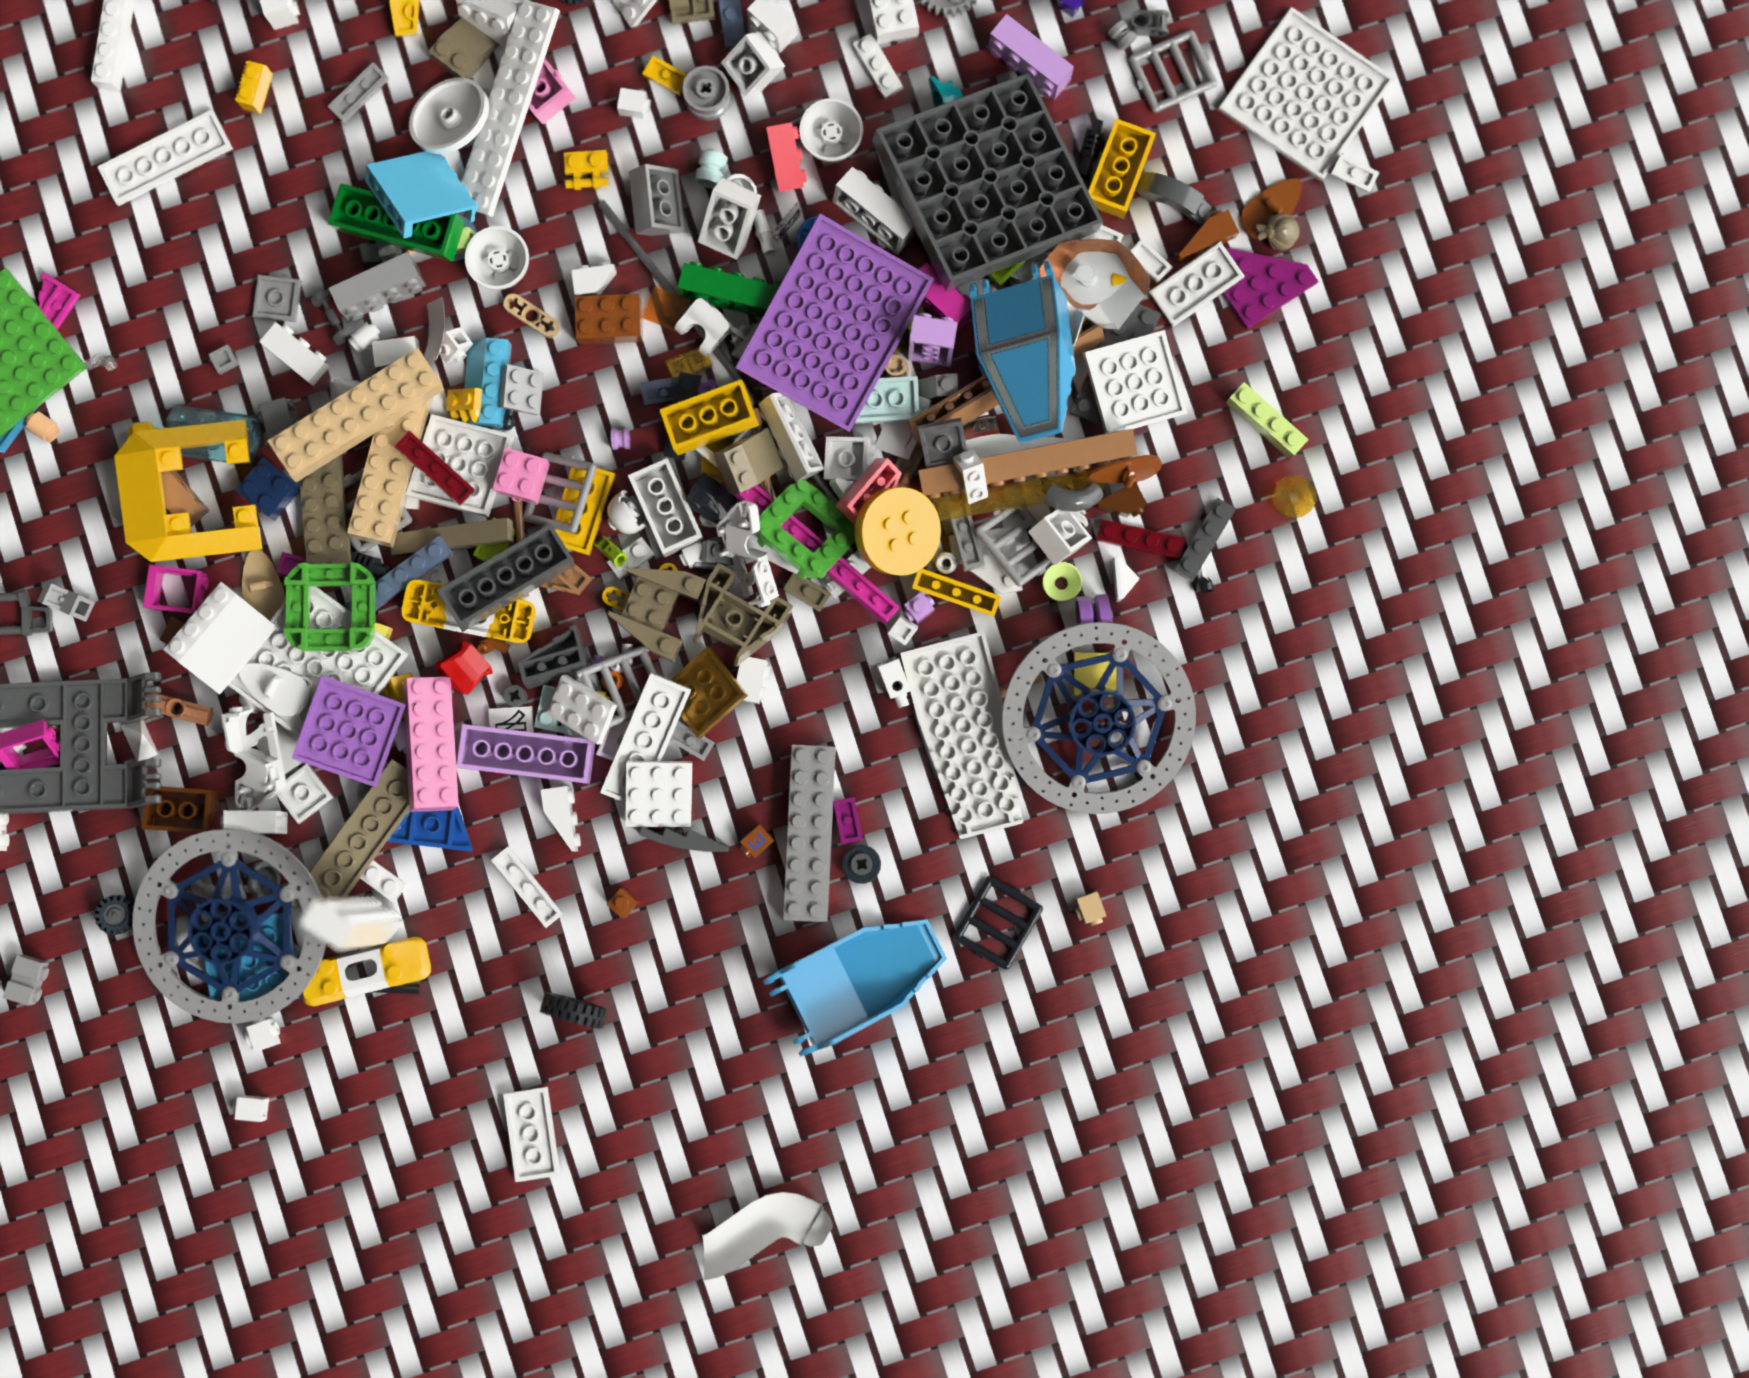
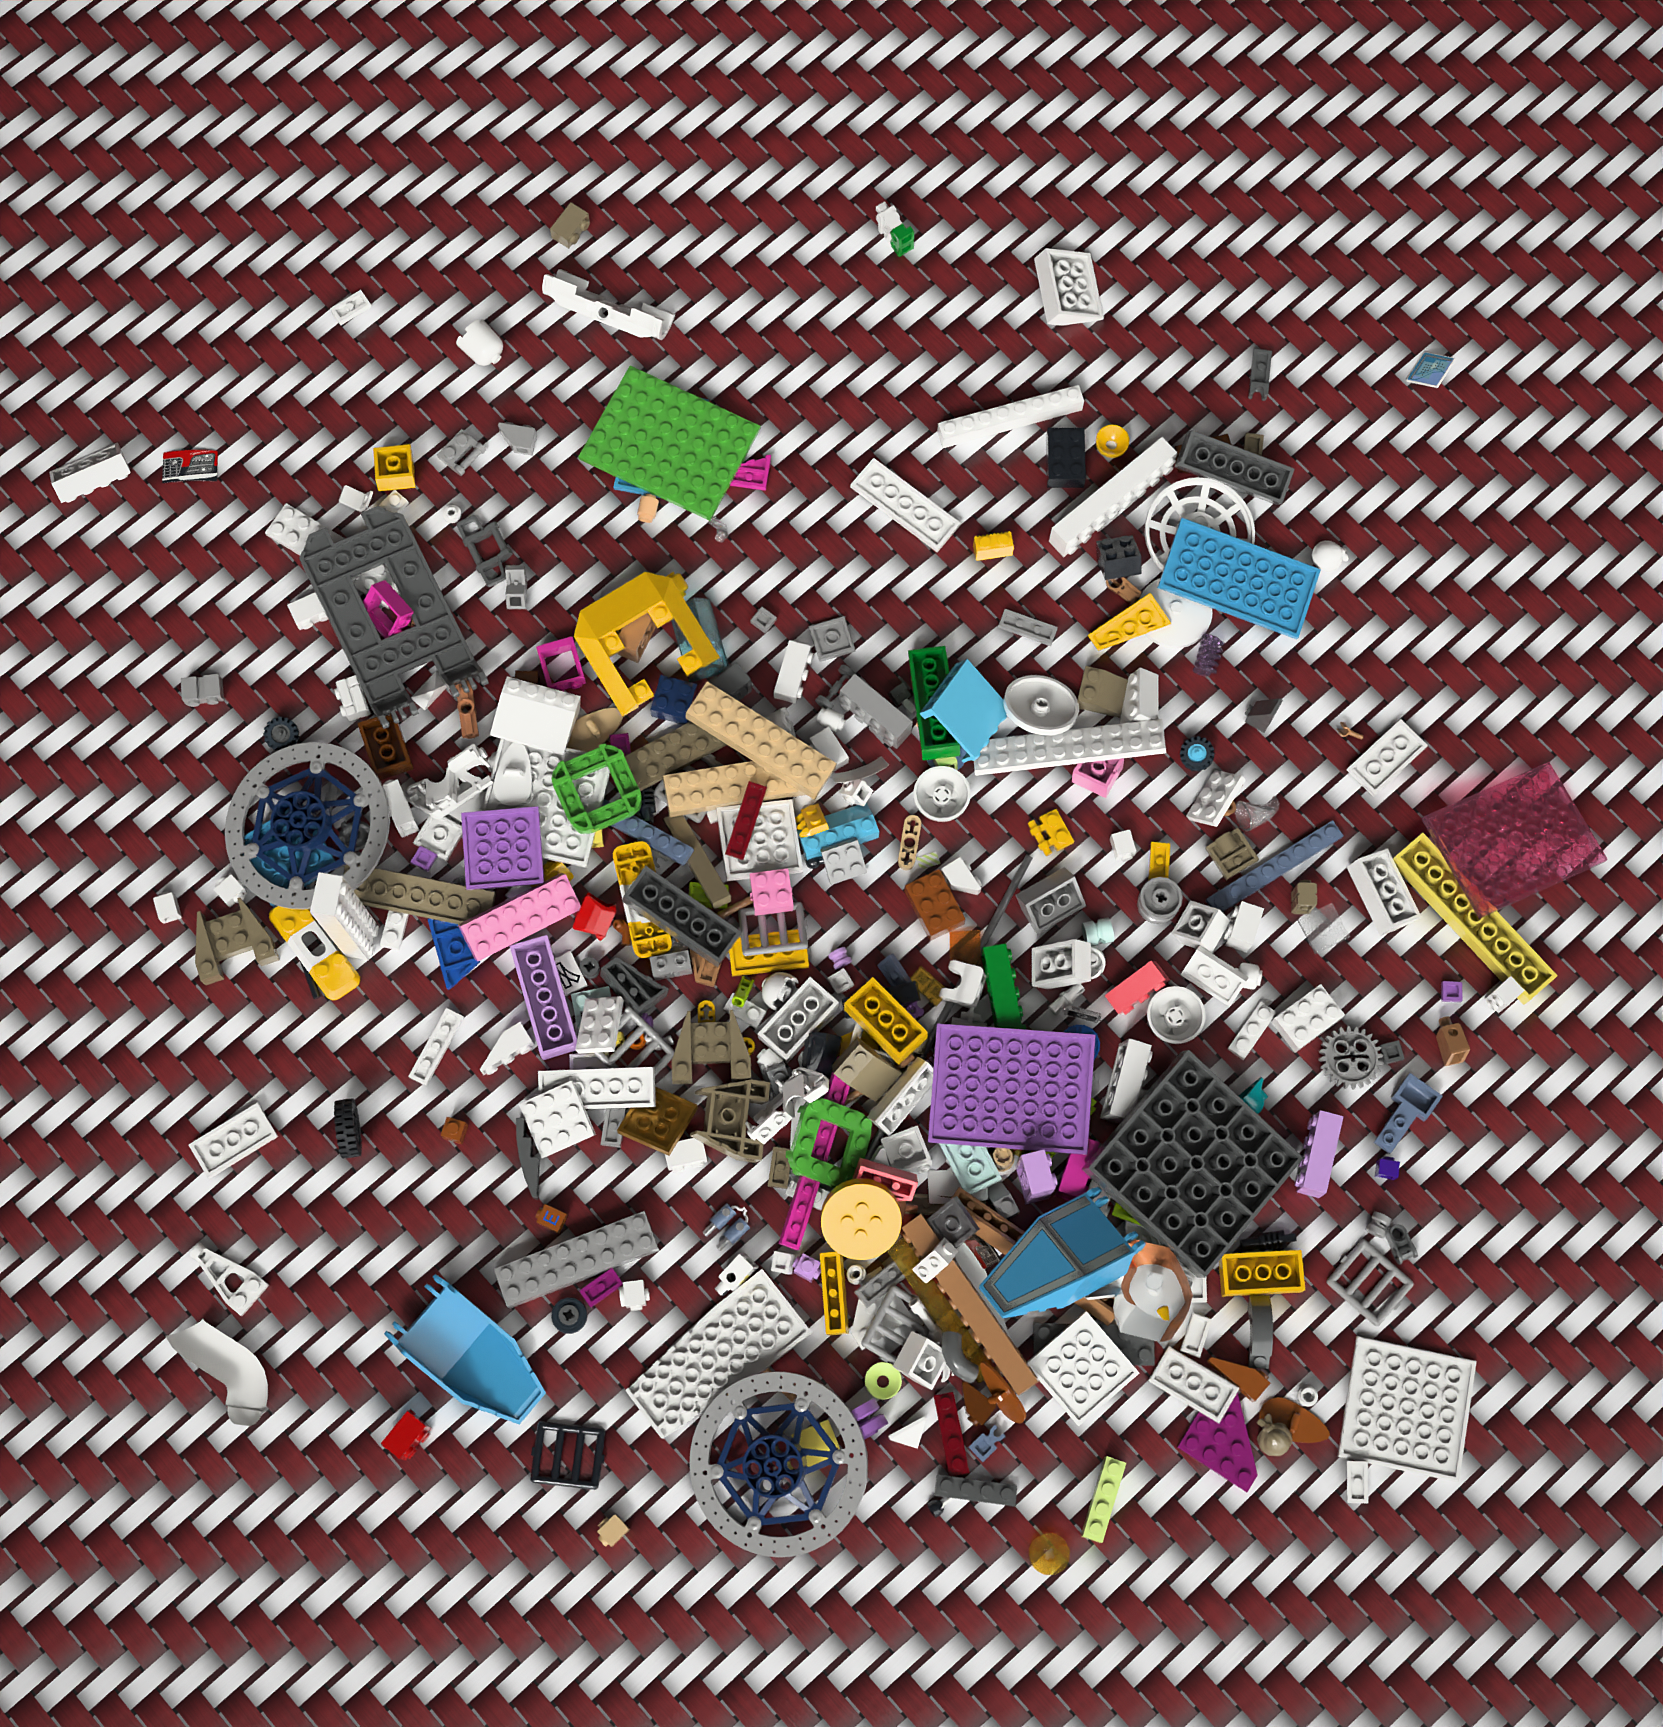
camera: 65 degrees right, 10 degrees down
(110, 824) = (352, 698): none -> white brick
(314, 1055) = (230, 937): none -> dark tan wedge
(321, 819) = (424, 859): none -> medium lavender plate
(550, 612) = (671, 965): none -> light grey brick
(558, 306) = (928, 860): none -> sticker
(645, 448) = (840, 981): none -> white plate
(695, 1180) = (246, 1293): none -> white plate
(808, 74) = (1214, 976): none -> white plate
(822, 42) = (1253, 972): none -> white head
(831, 670) = (721, 1218): none -> sand blue piece
(870, 791) = (634, 1295): none -> white brick
(911, 1075) = (406, 1436): none -> red brick
(1034, 510) = (918, 1308): none -> white bar
(1166, 511) = (984, 1445): none -> sand blue plate
(1254, 175) = (1314, 1396): none -> white plate

